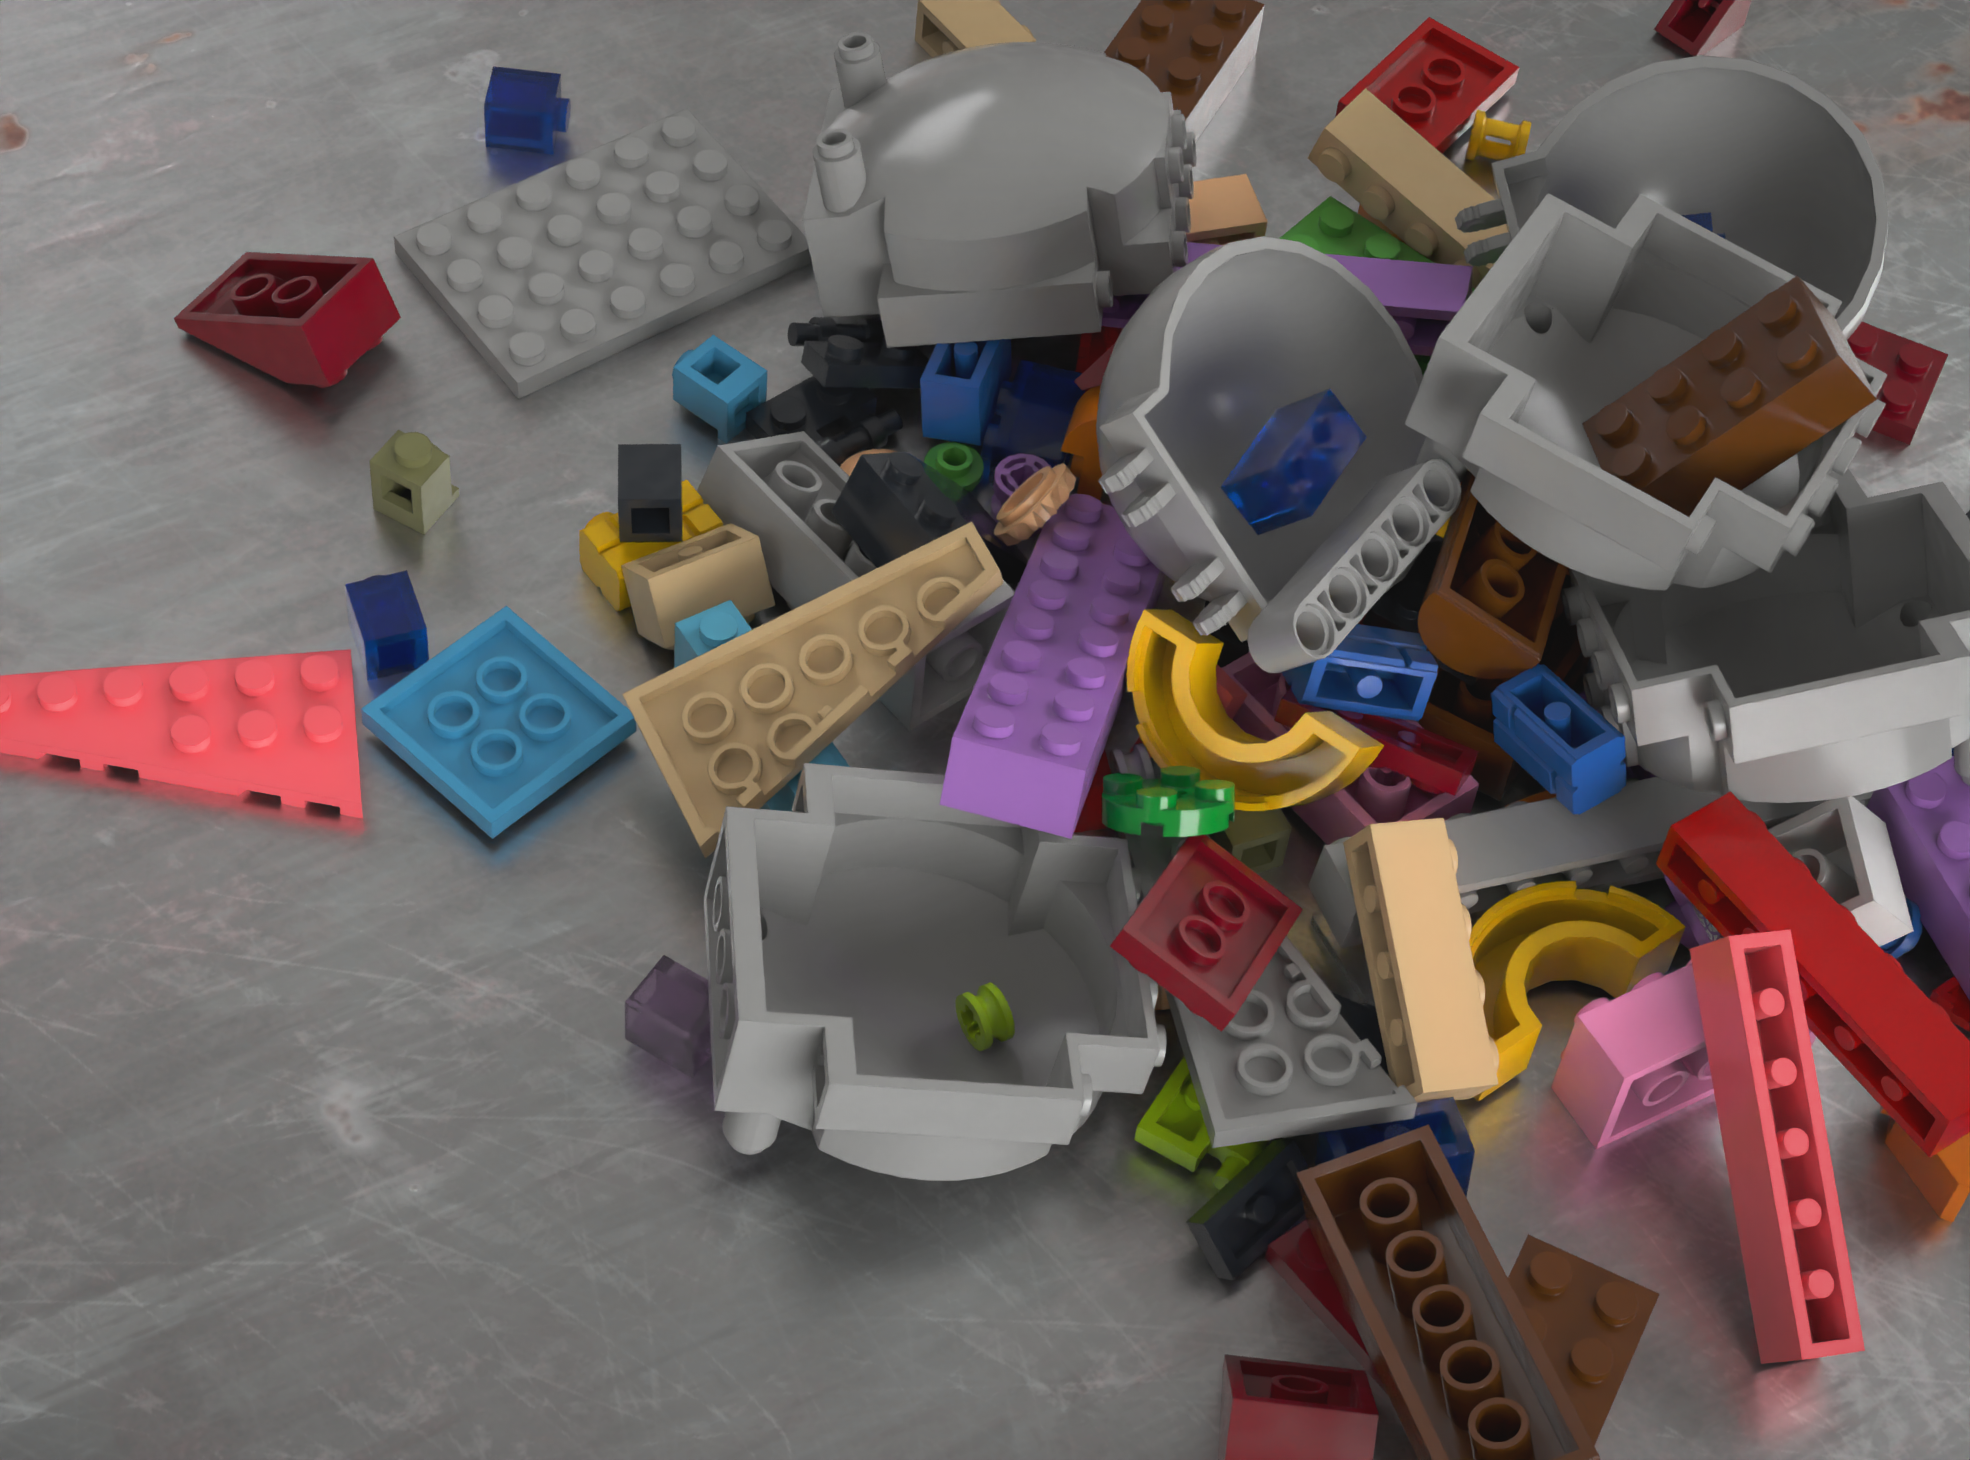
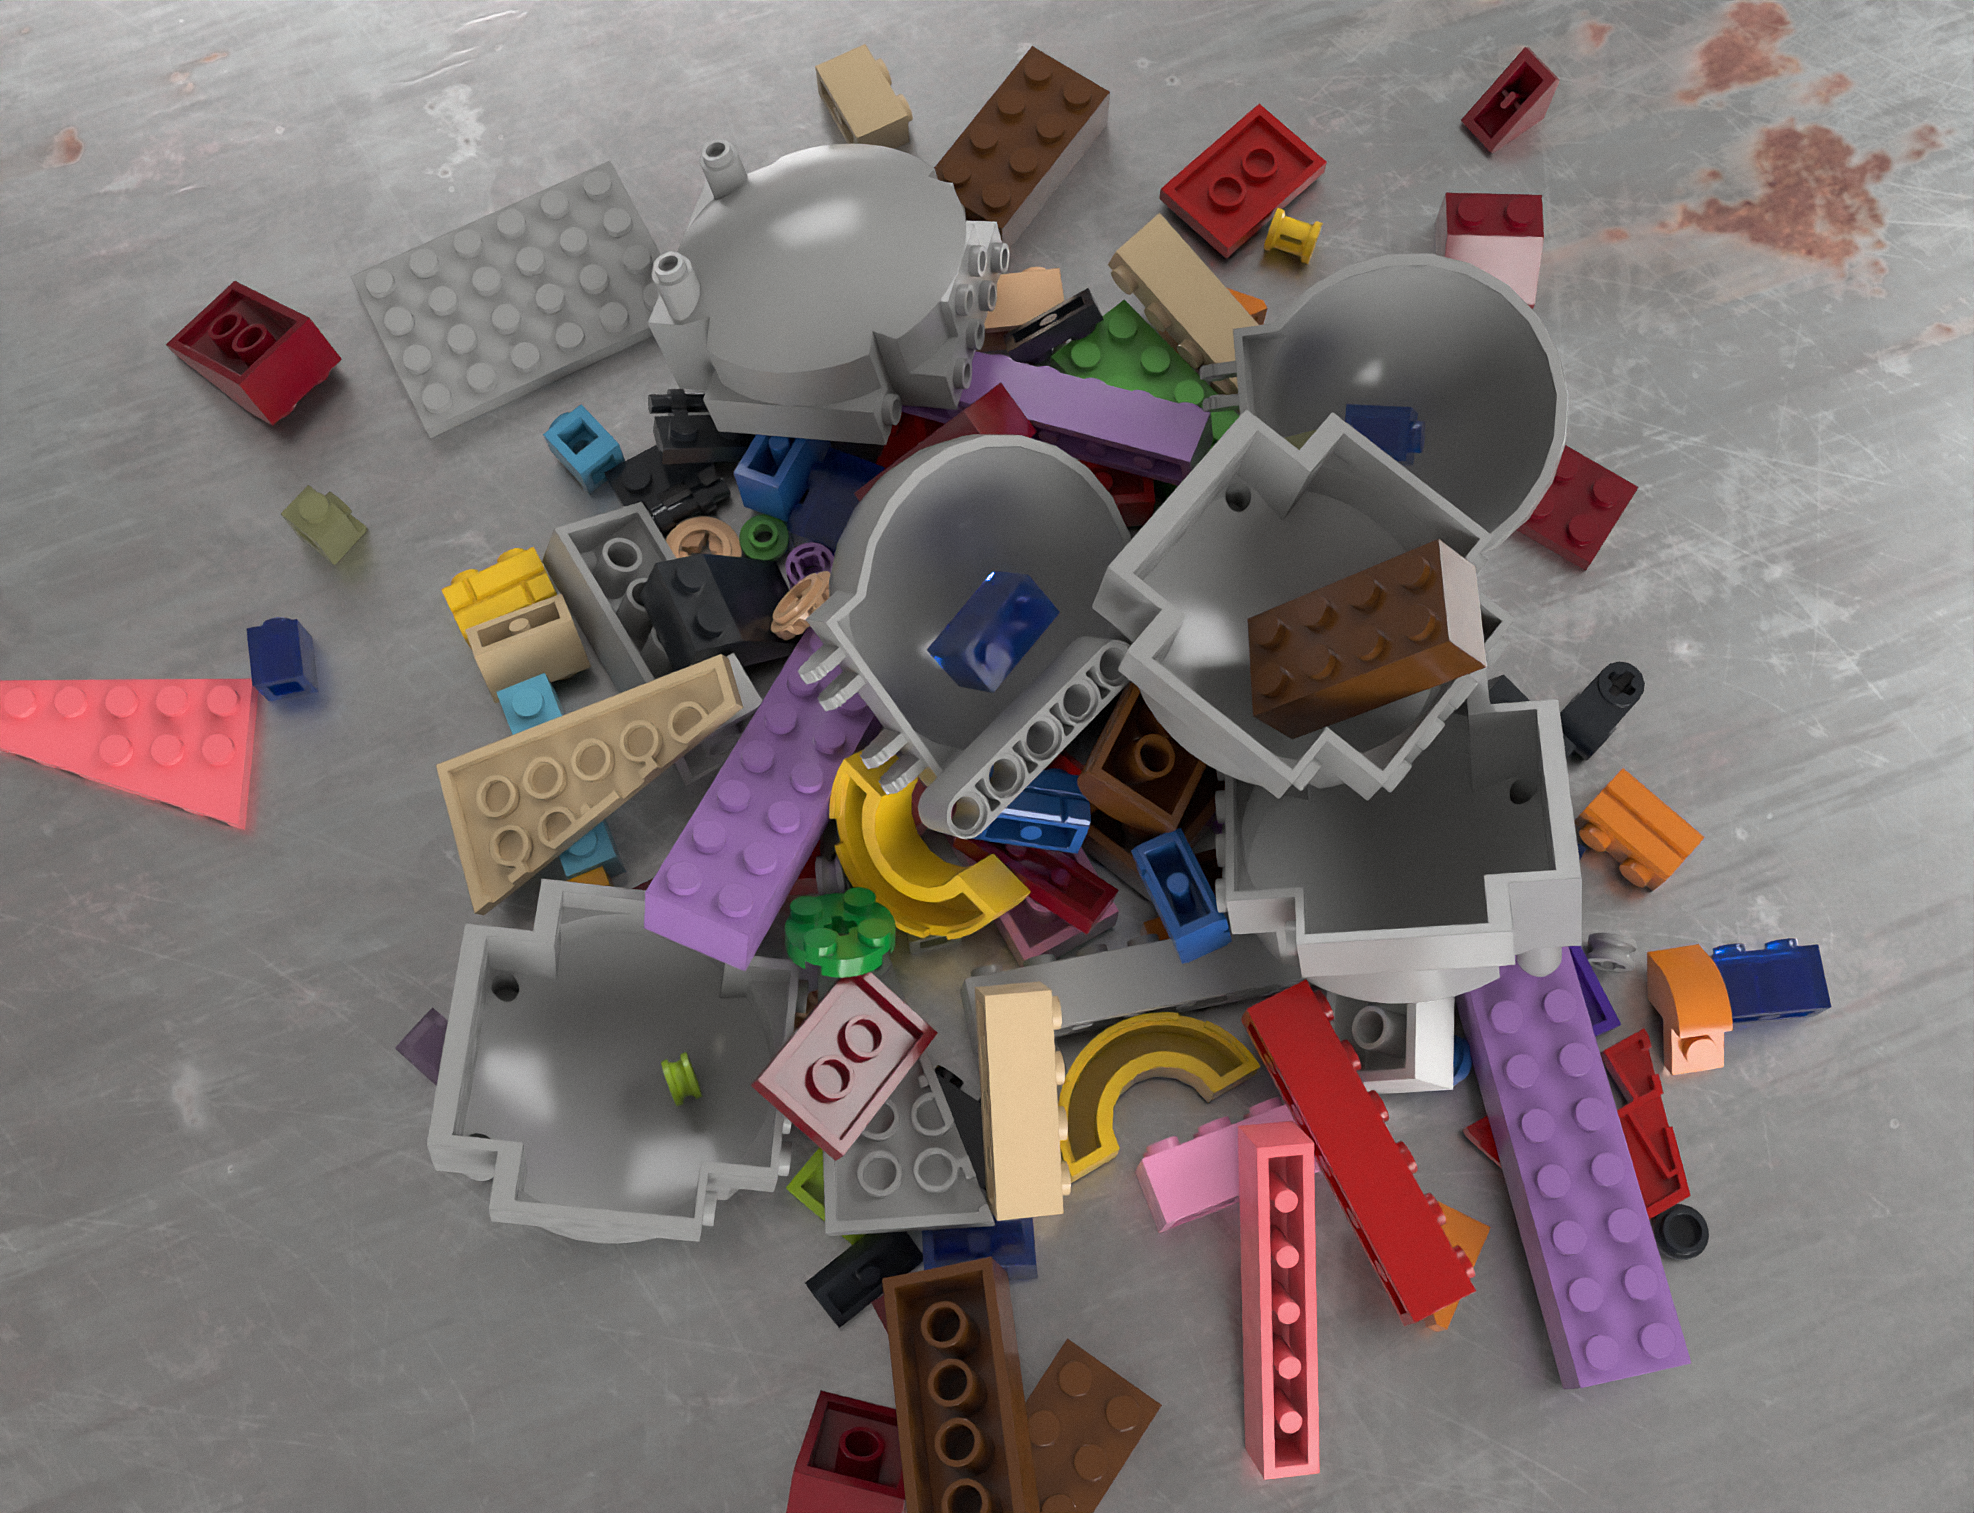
camera: 15 degrees right, 20 degrees up
(499, 721) = (354, 756): dark azure plate -> none
(525, 110) = (474, 156): clear blue brick -> none
(650, 493) = (492, 568): black brick -> none
(1276, 214) = (1068, 320): none -> black plate

